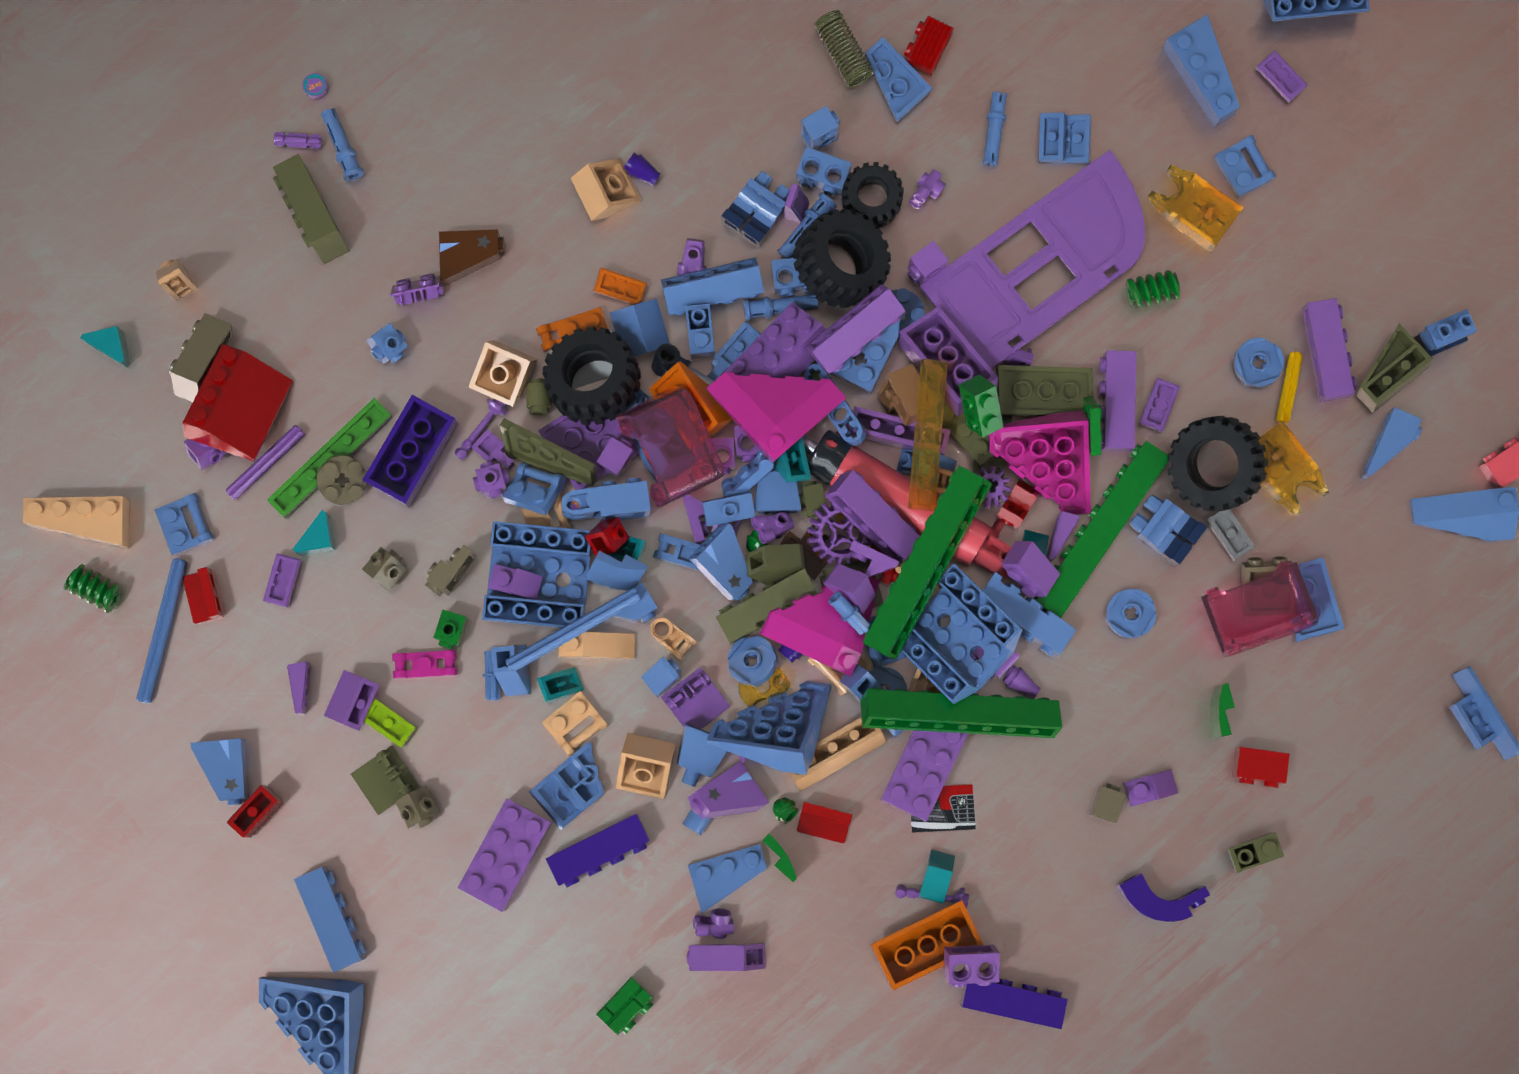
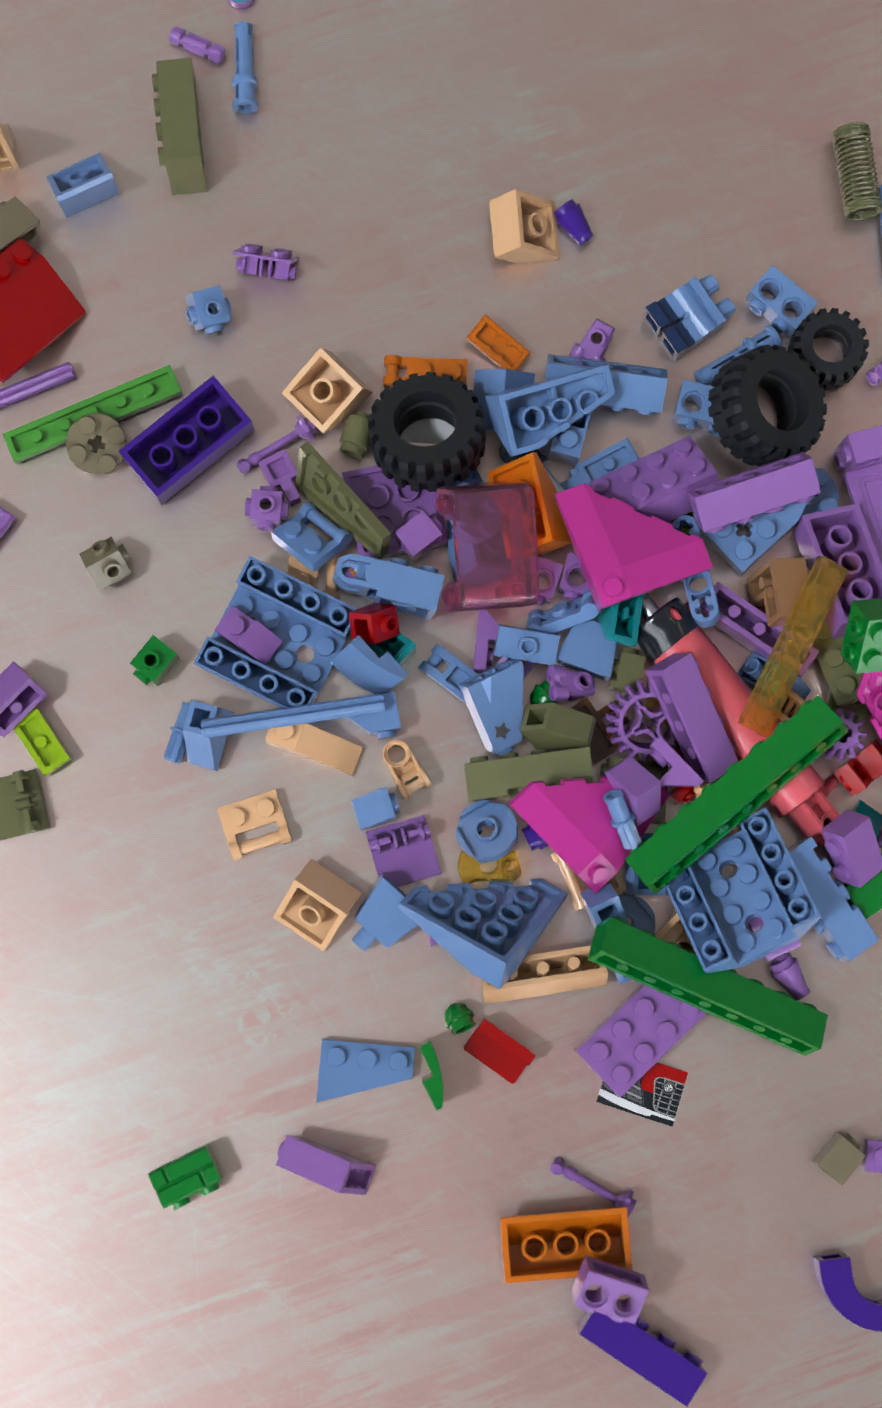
camera: 15 degrees right, 0 degrees up
(251, 282) = (83, 184): none -> medium blue slope
(317, 537) = (43, 498): teal slope -> none
(417, 807) = (36, 852): dark tan brick -> none
(424, 664) = (109, 690): dark pink plate -> none
(445, 577) = (171, 599): dark tan plate -> none
(467, 252) = (339, 241): reddish brown slope -> none
(505, 855) = (114, 946): medium lavender brick -> none
(560, 685) = (254, 773): teal slope -> none
(569, 787) = (220, 896): medium blue slope -> none
(597, 850) = (224, 982): dark purple brick -> none
(670, 328) = (538, 411): none -> medium blue wedge
(695, 823) = (354, 990): medium blue beam -> none
(717, 925) = (329, 1123): medium lavender plate -> none
(728, 795) = (400, 976): medium lavender slope -> none
(768, 306) = (660, 432): medium blue pin -> none
(796, 204) = (735, 326): medium lavender slope -> none
(820, 128) = (797, 250): medium blue brick -> none
(937, 876) = (607, 1166): teal slope -> none

